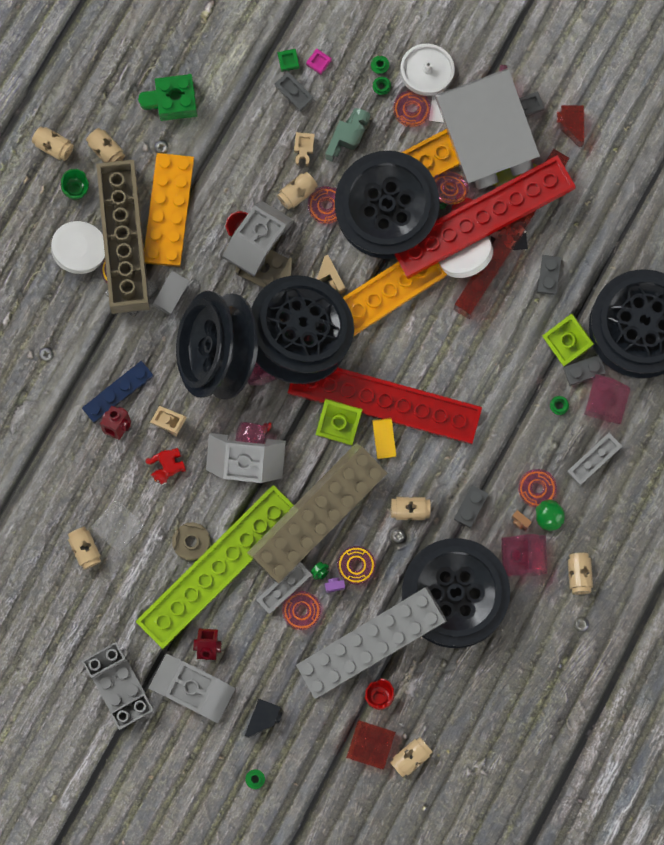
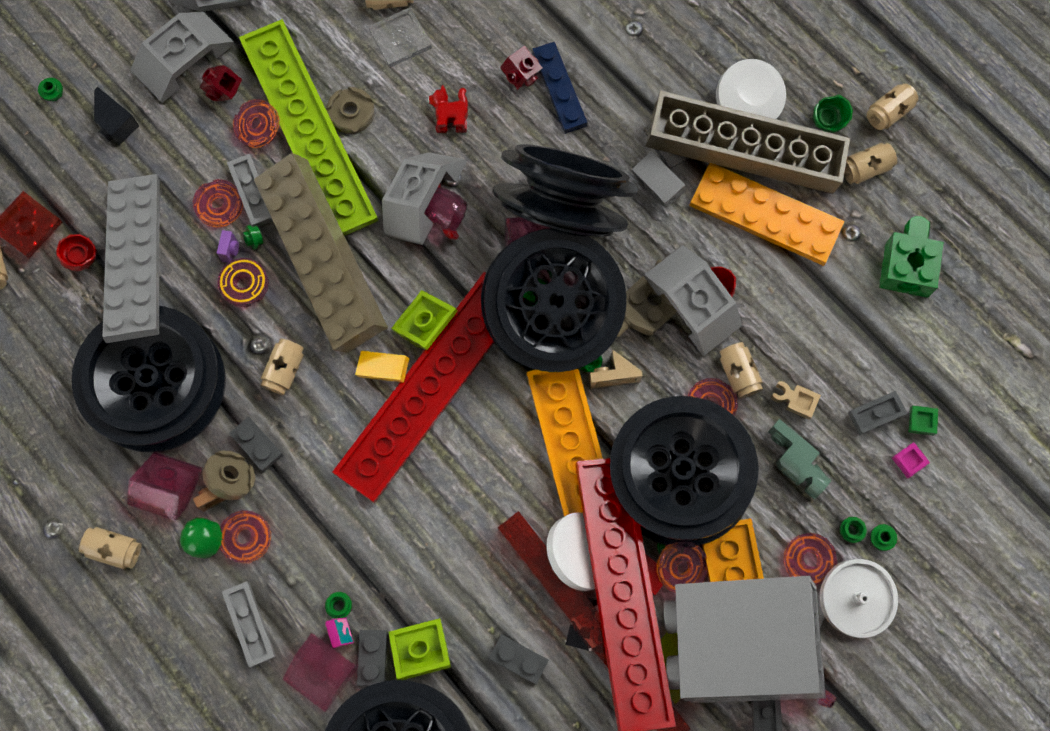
camera: 105 degrees right, 5 degrees down
(168, 420) = (499, 126): tan slope -> none
(240, 606) = (264, 132): none -> clear pink tile
(507, 518) = (223, 486): none -> dark tan tile
(577, 396) = (339, 632): none -> tile

